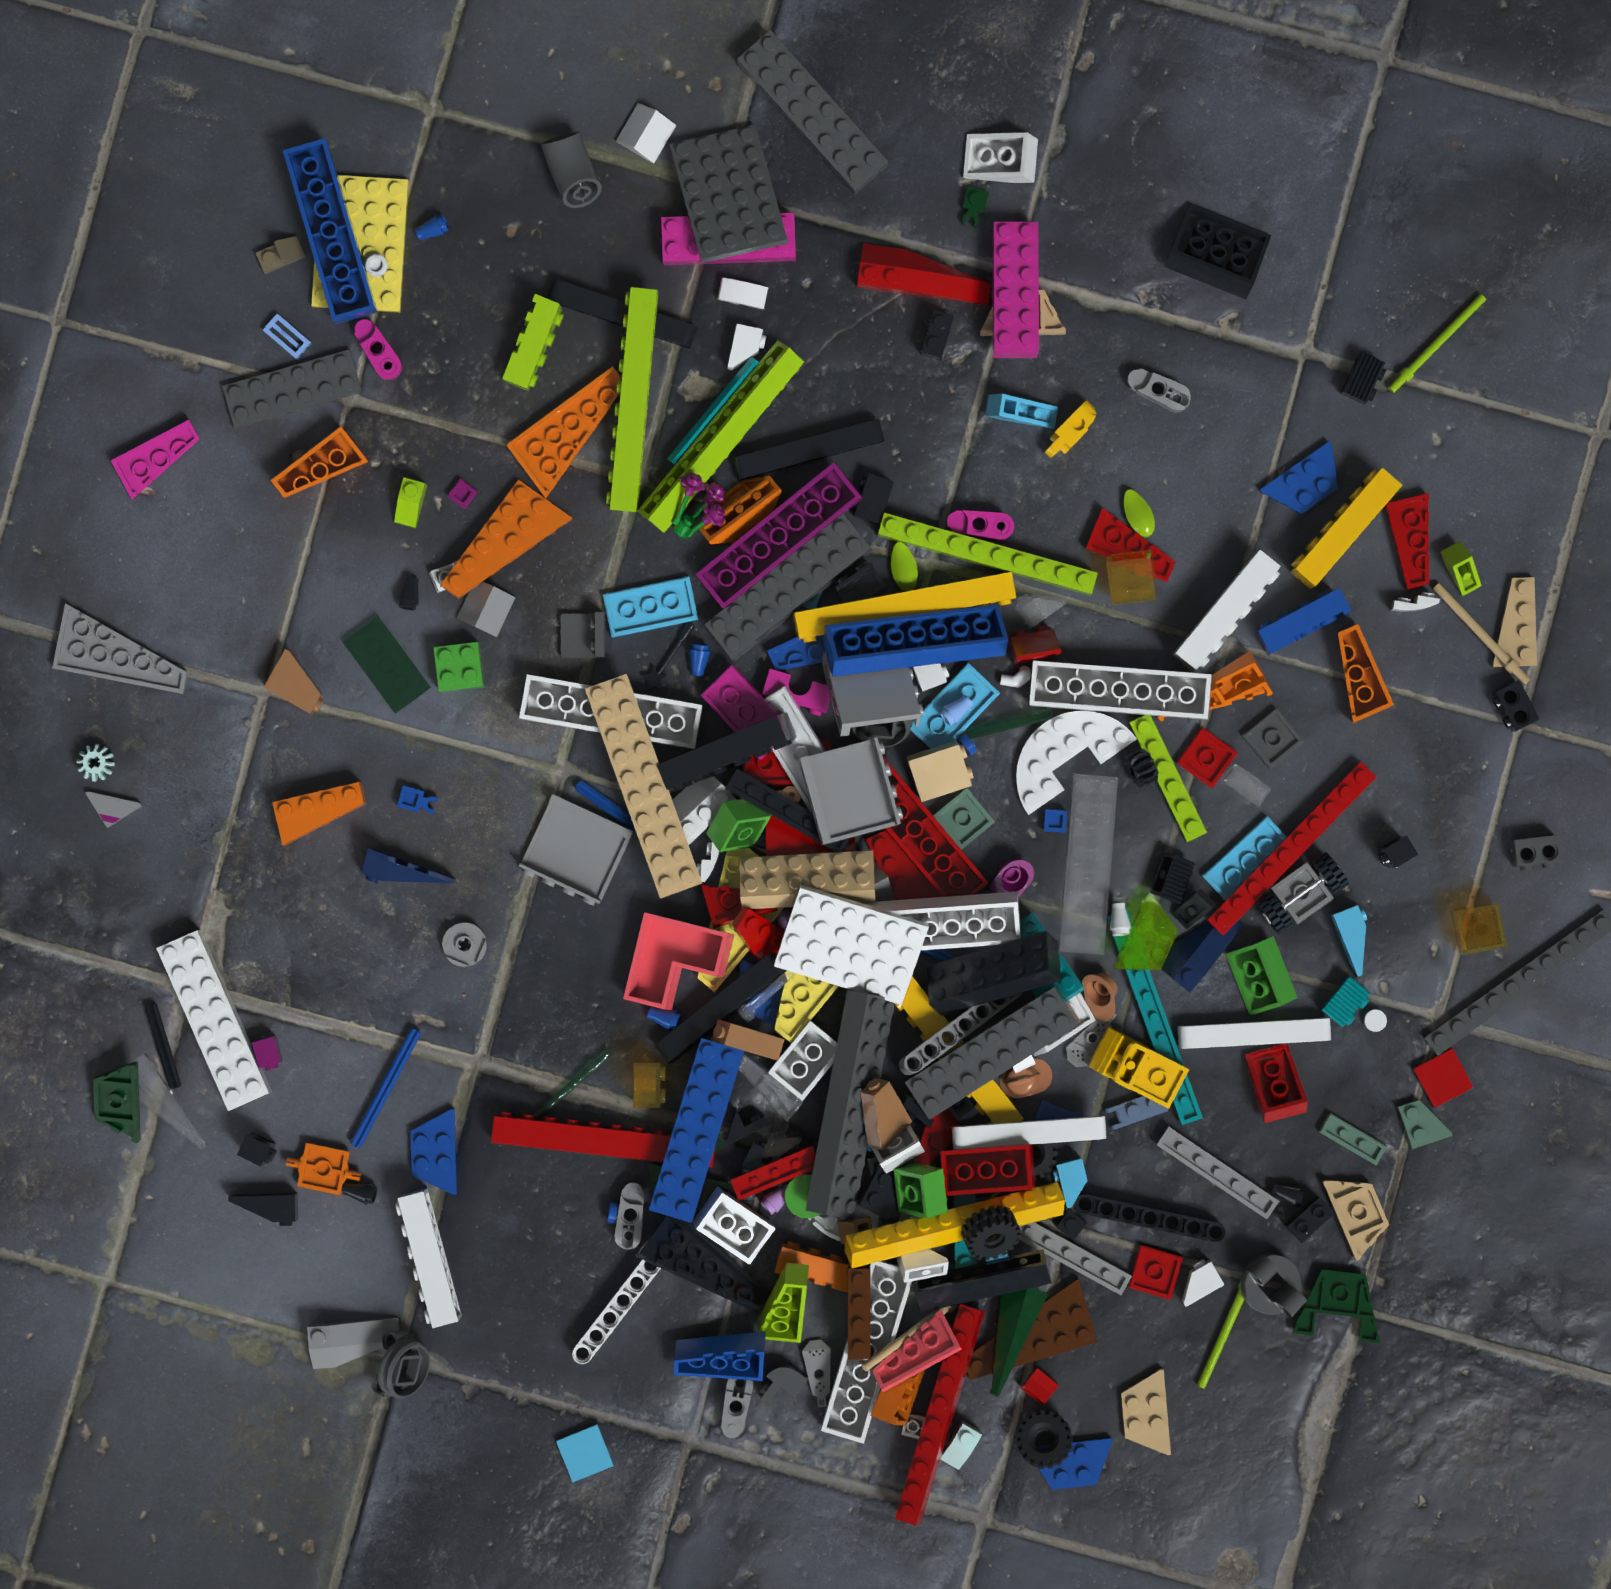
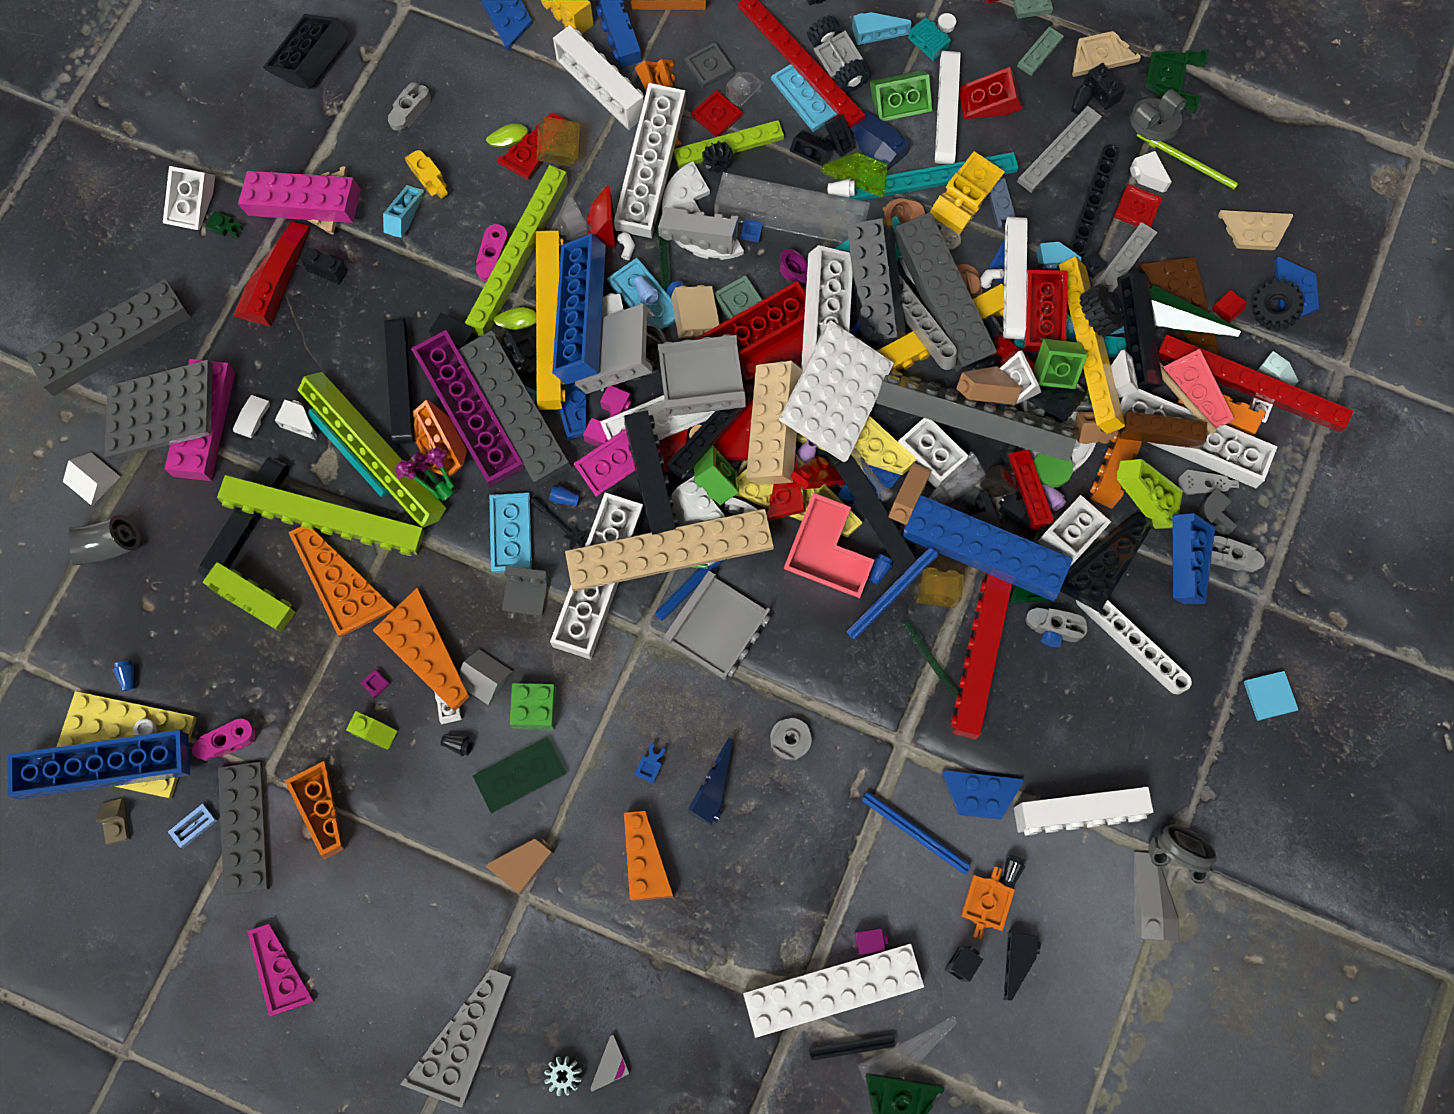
camera: 80 degrees left, 15 degrees down
(636, 1034) = (892, 593): none -> blue axle
(1034, 1103) = (989, 275): none -> white arm
(1038, 759) = (699, 229): none -> light grey wedge

